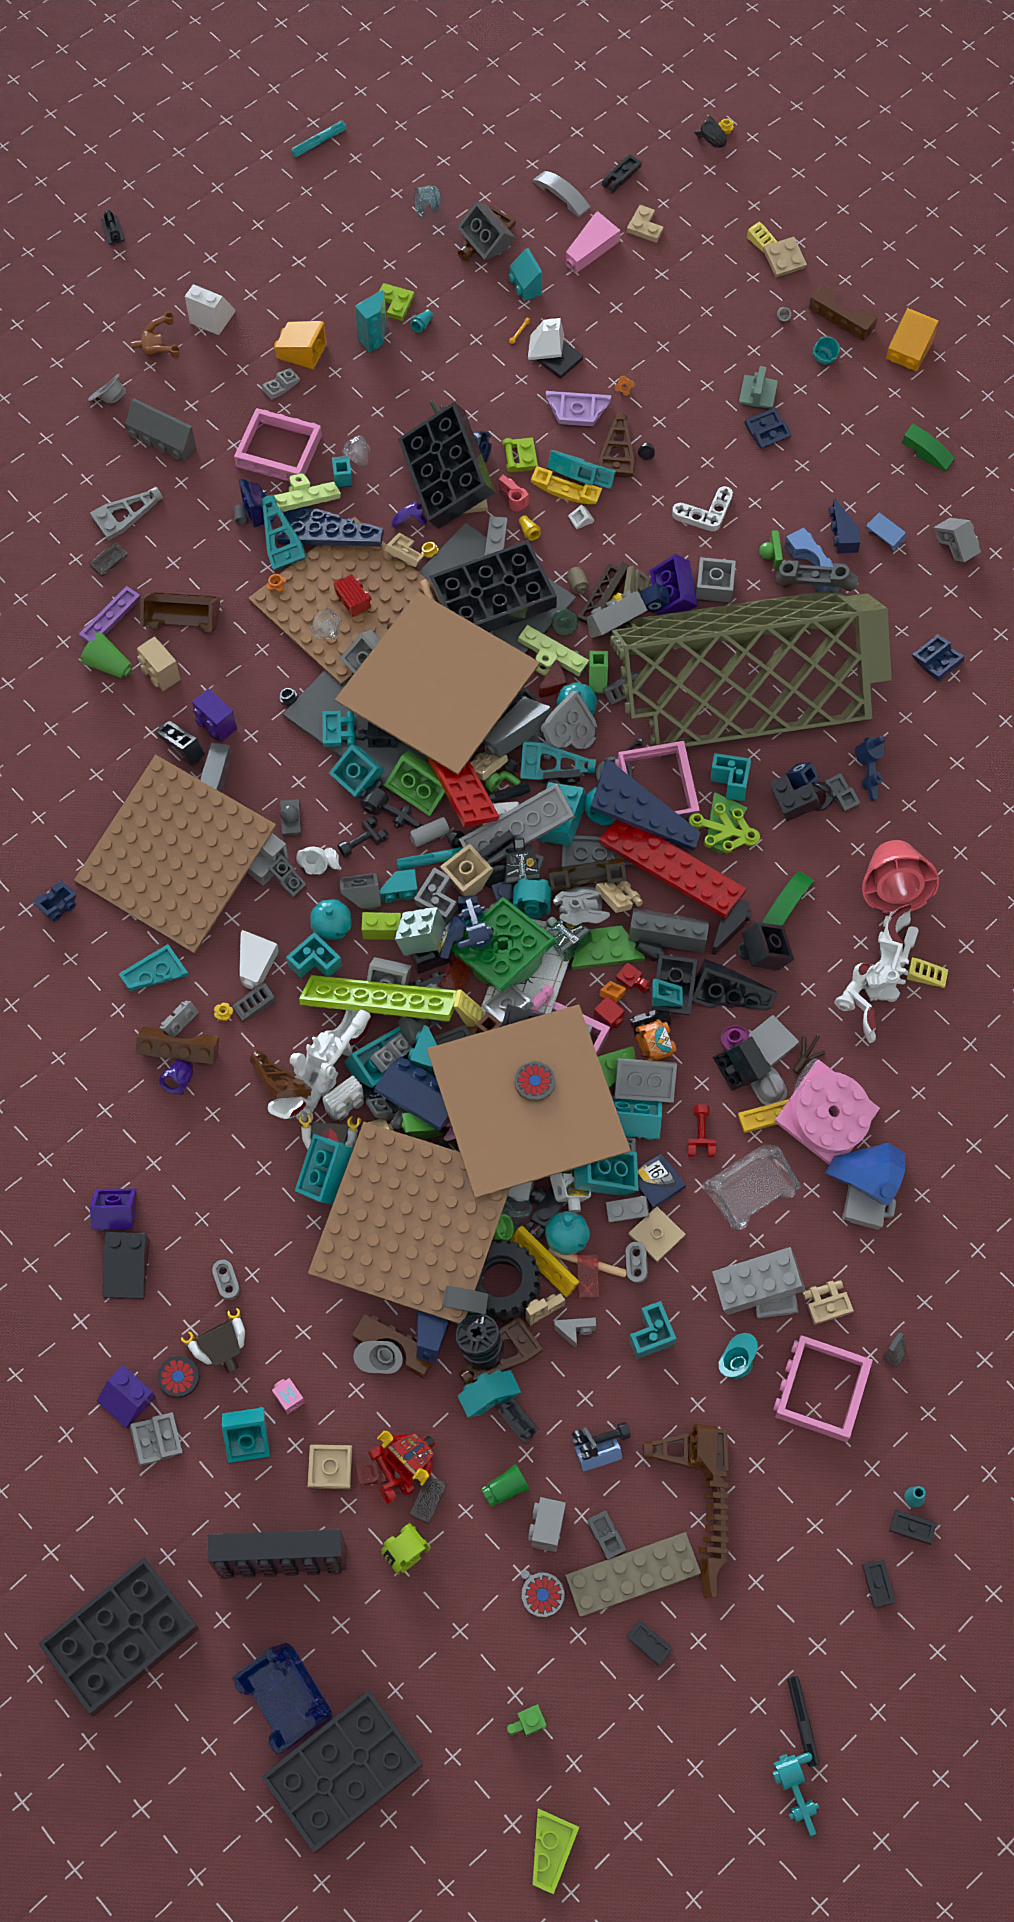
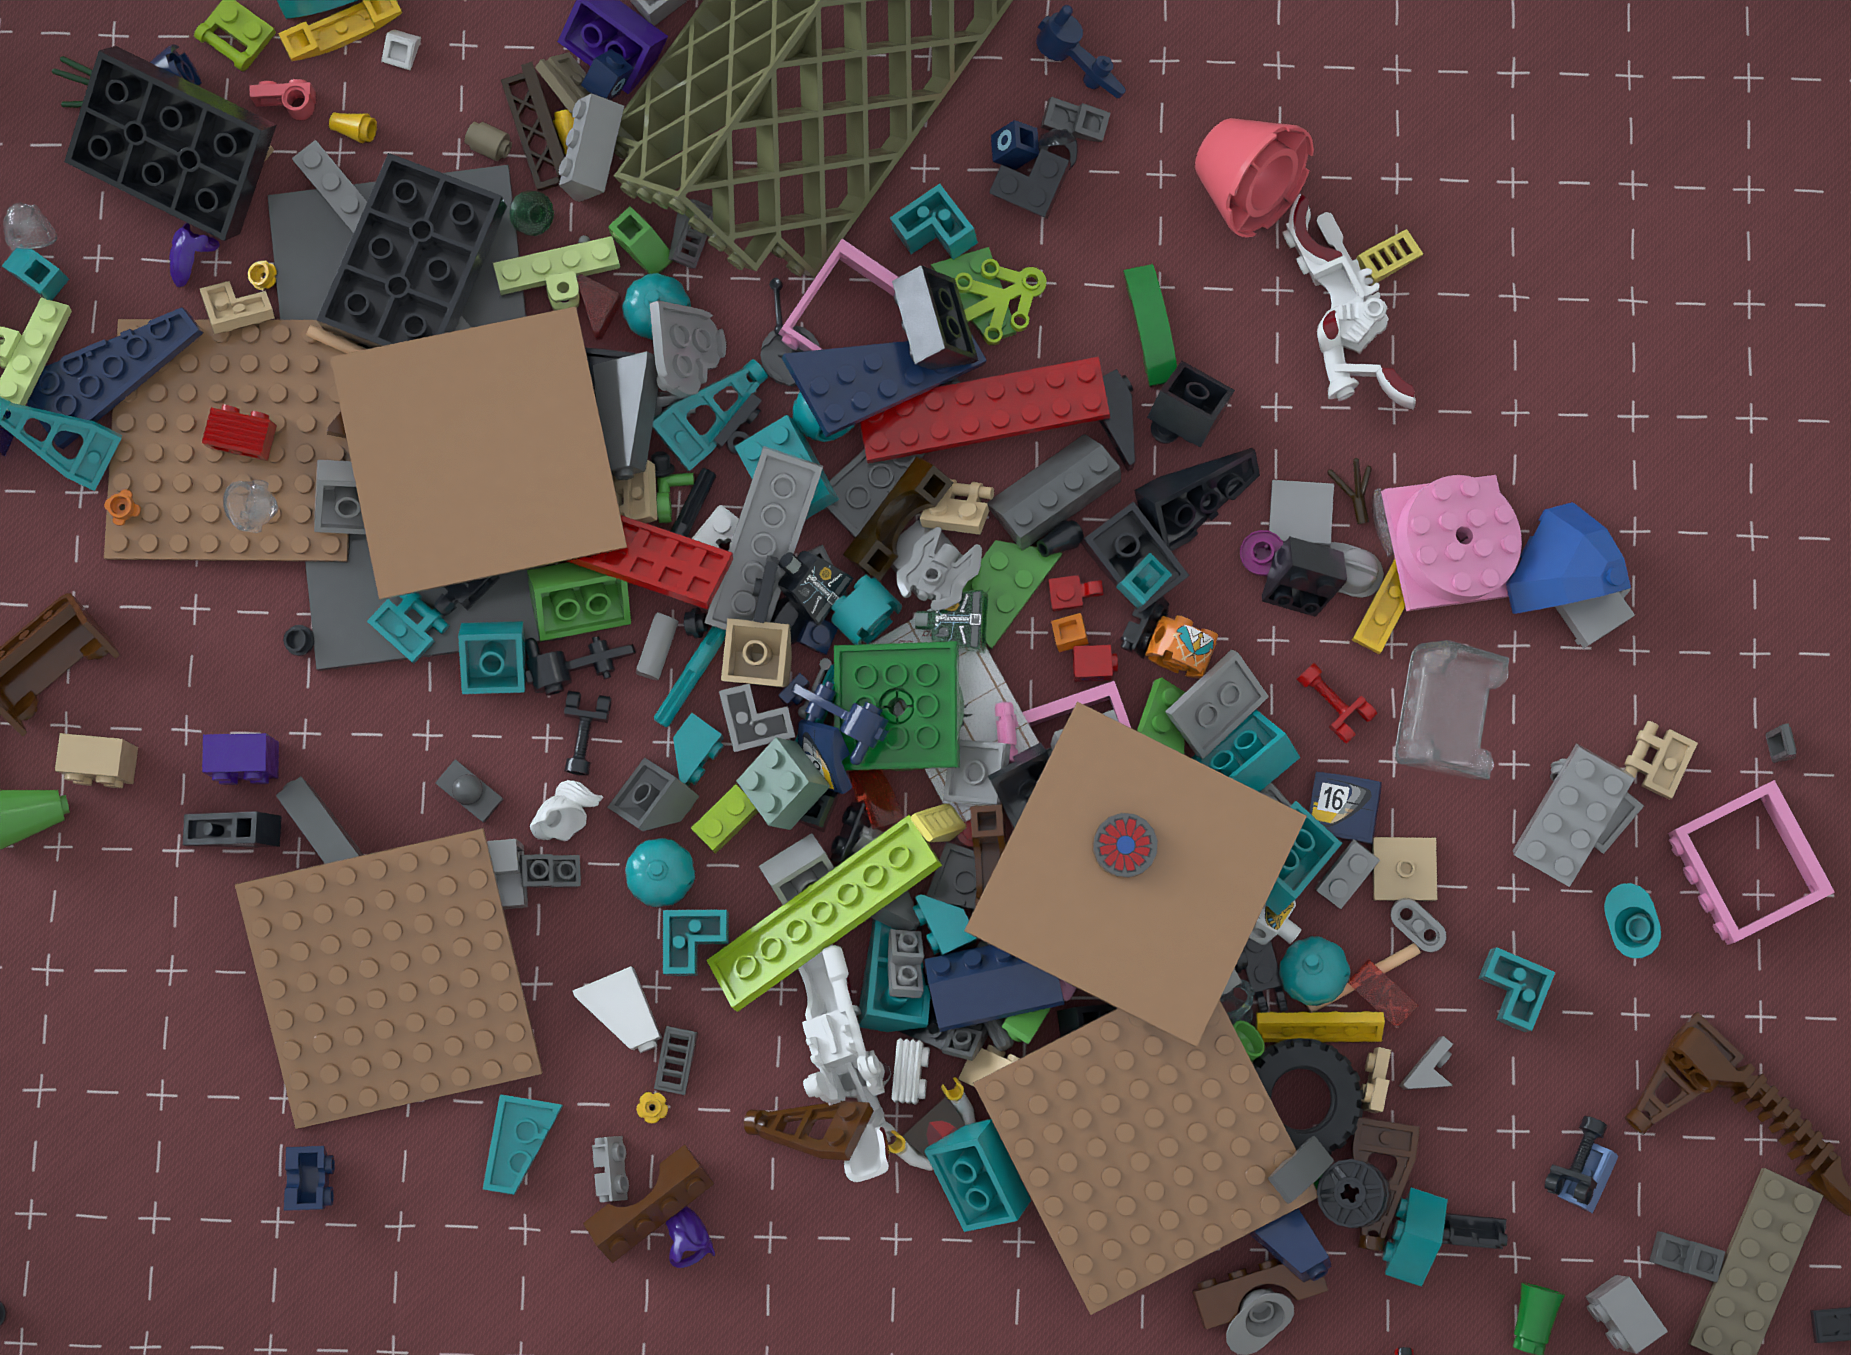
camera: 45 degrees left, 15 degrees up
(689, 806) = (934, 319): none -> black slope

